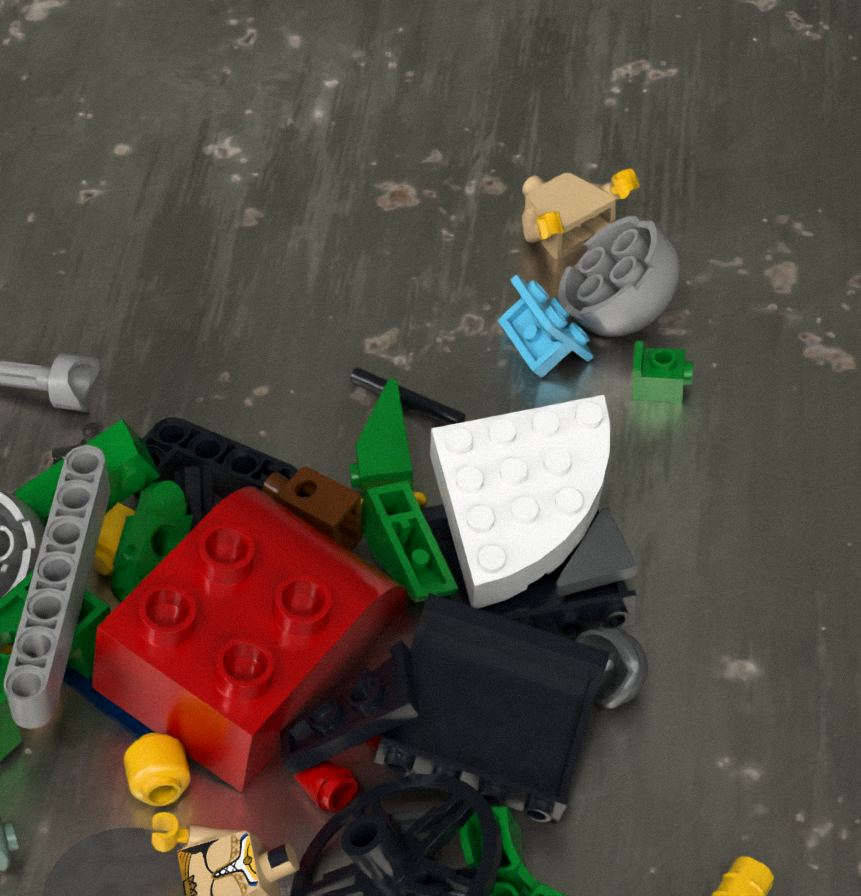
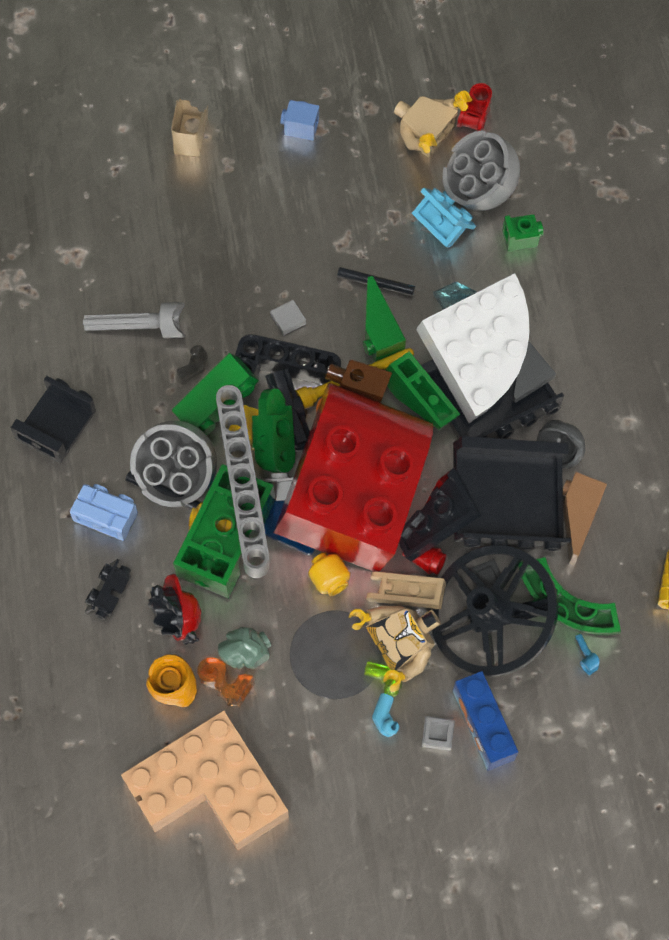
camera: 20 degrees left, 20 degrees up
(209, 156) = (183, 141): none -> tan piece
(252, 417) = (288, 317): none -> light grey tile
(276, 819) = (408, 590): none -> tan hinge
(379, 176) = (300, 120): none -> medium blue brick
(612, 762) = (579, 508): none -> medium nougat slope
(653, 200) = (477, 110): none -> red piece

